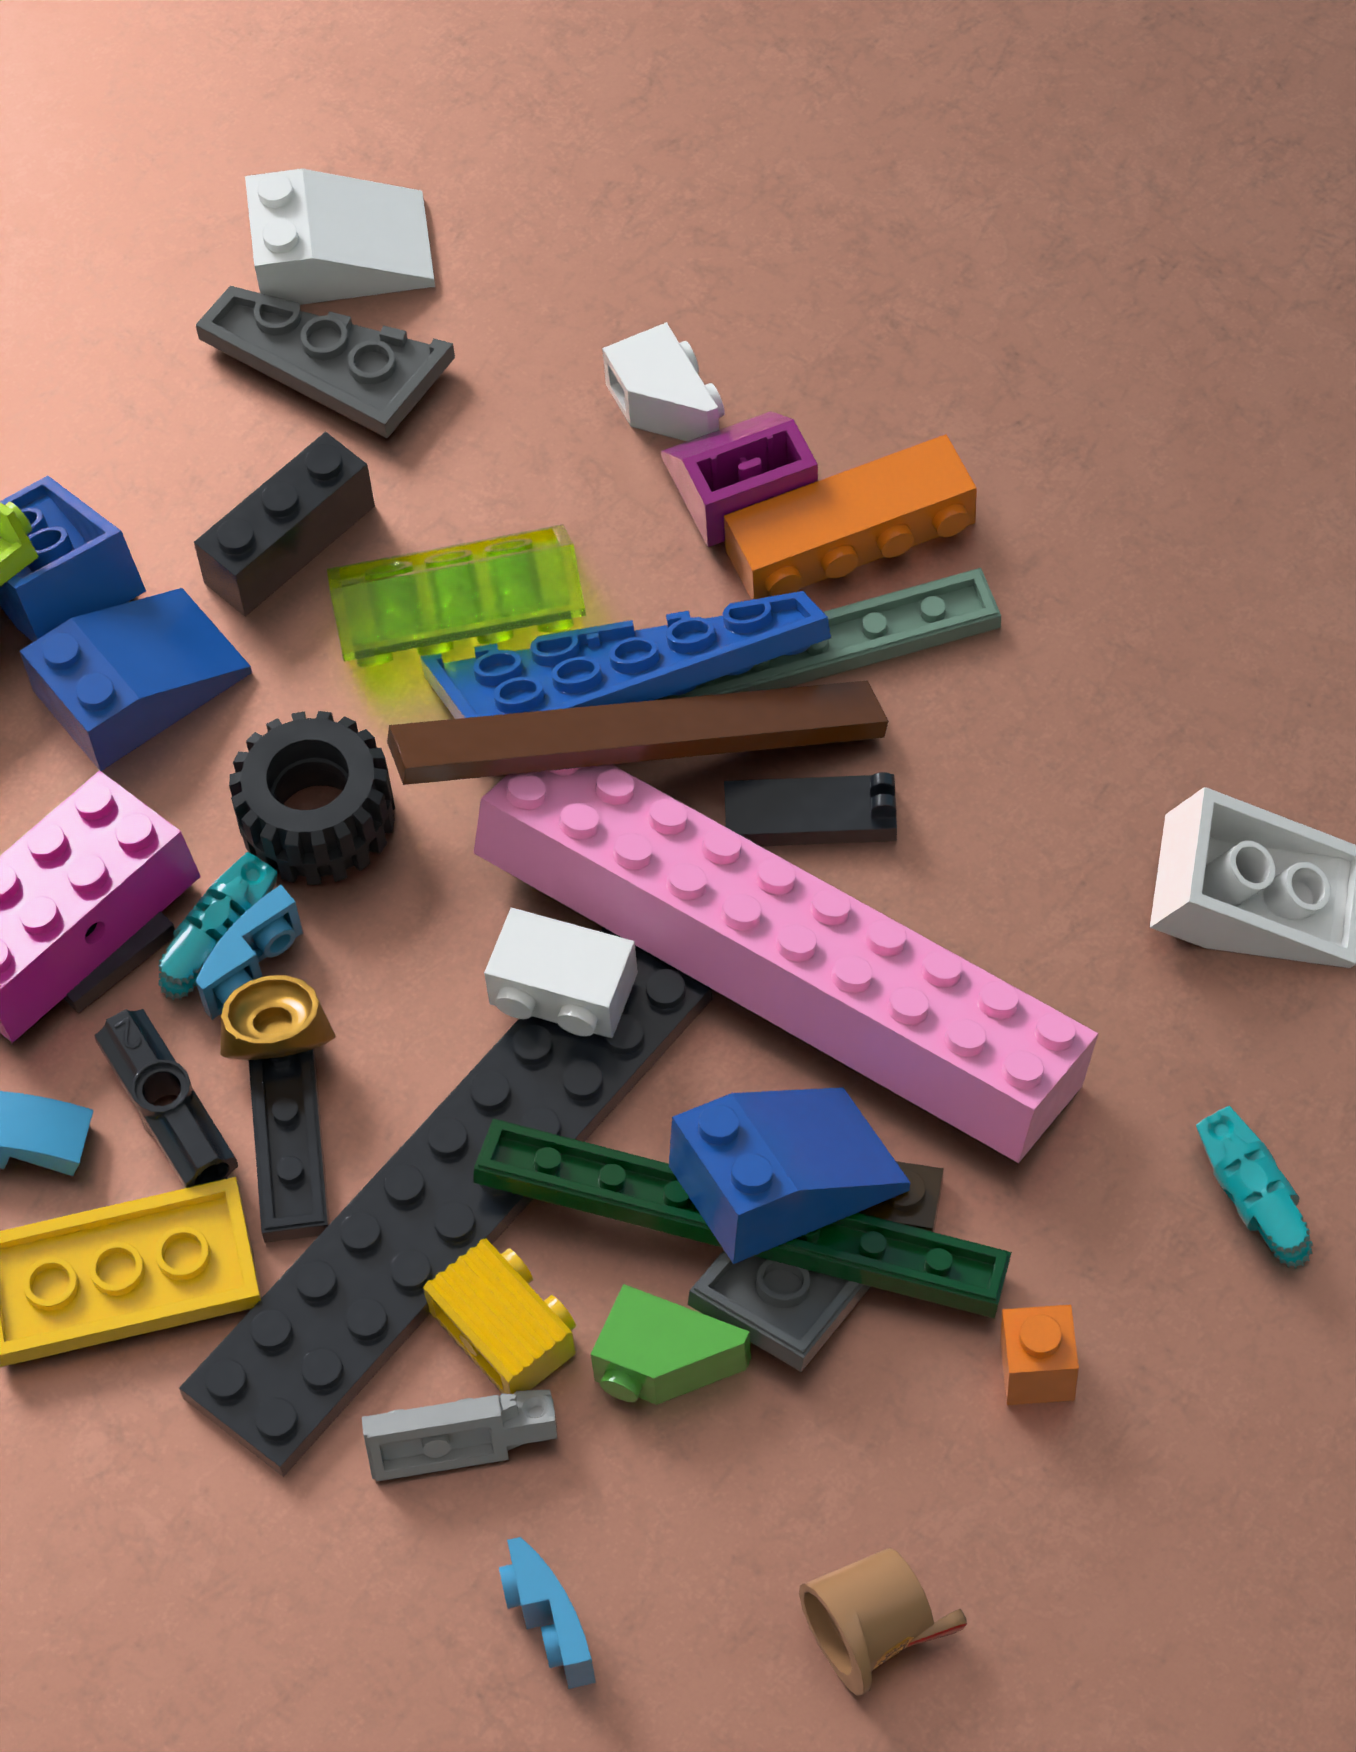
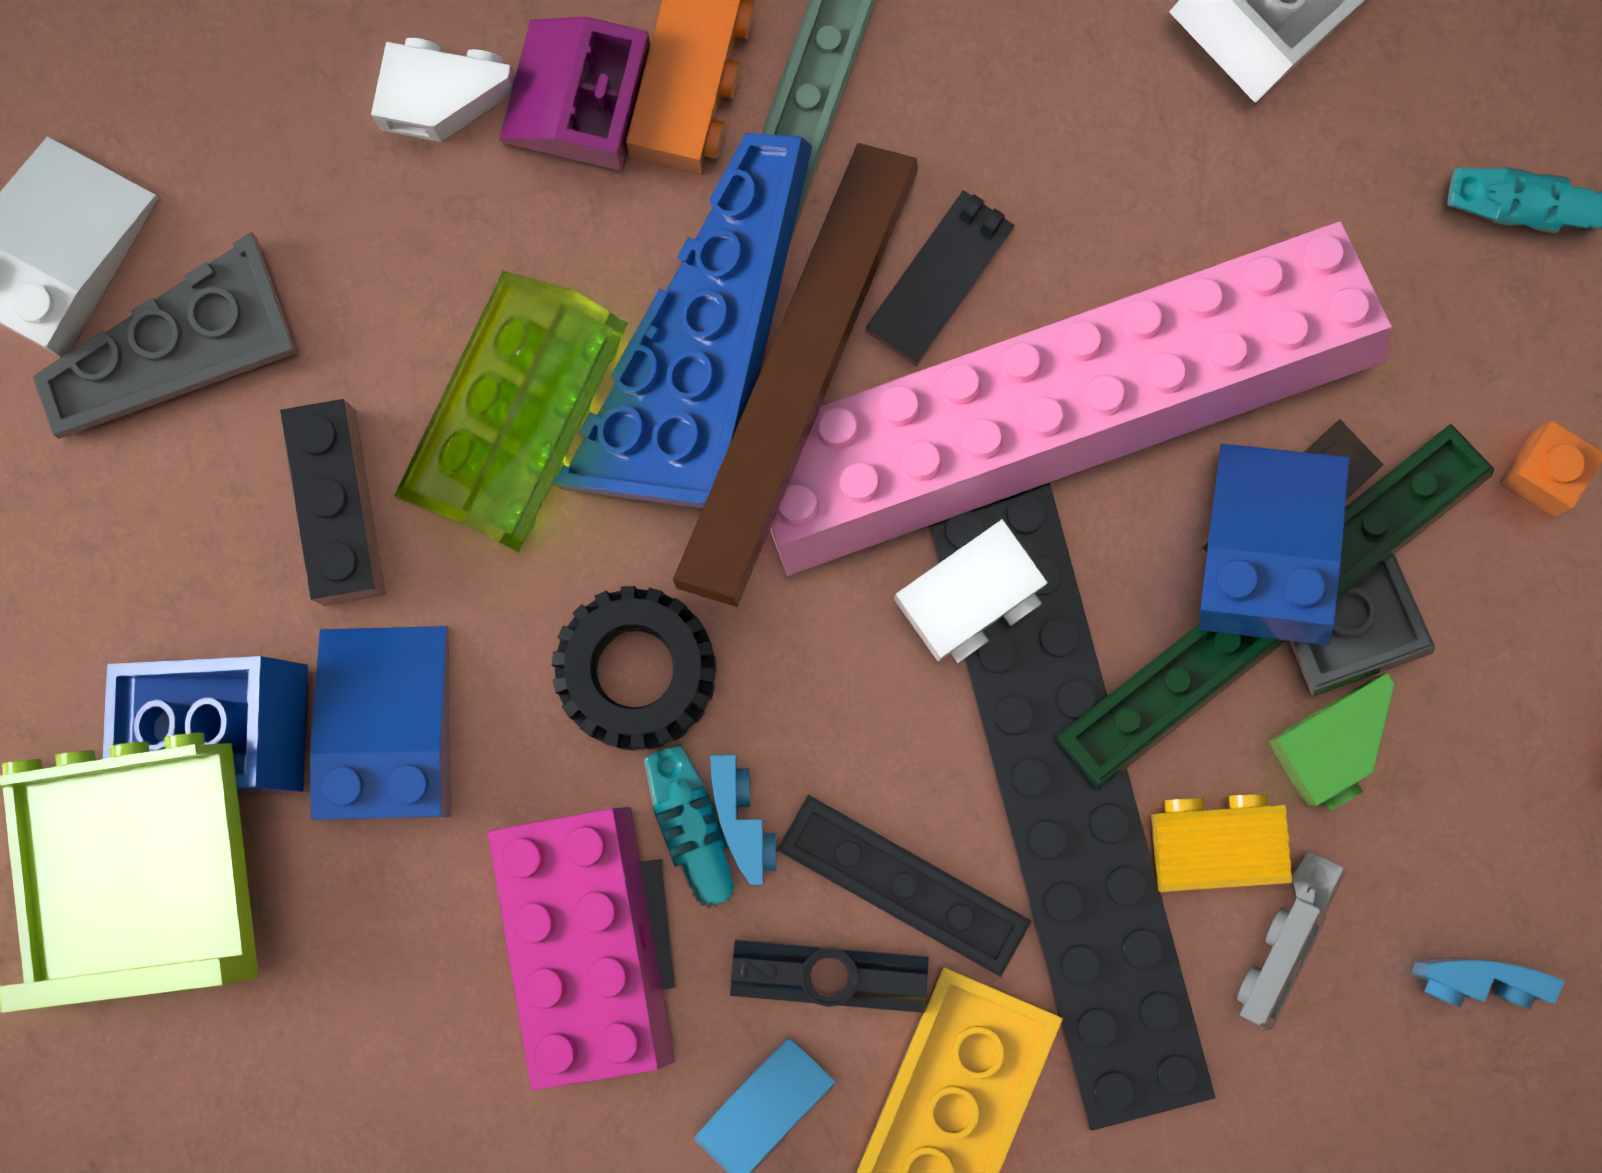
camera: 55 degrees left, 25 degrees up
(273, 1019) = (832, 847): pearl gold piece -> none

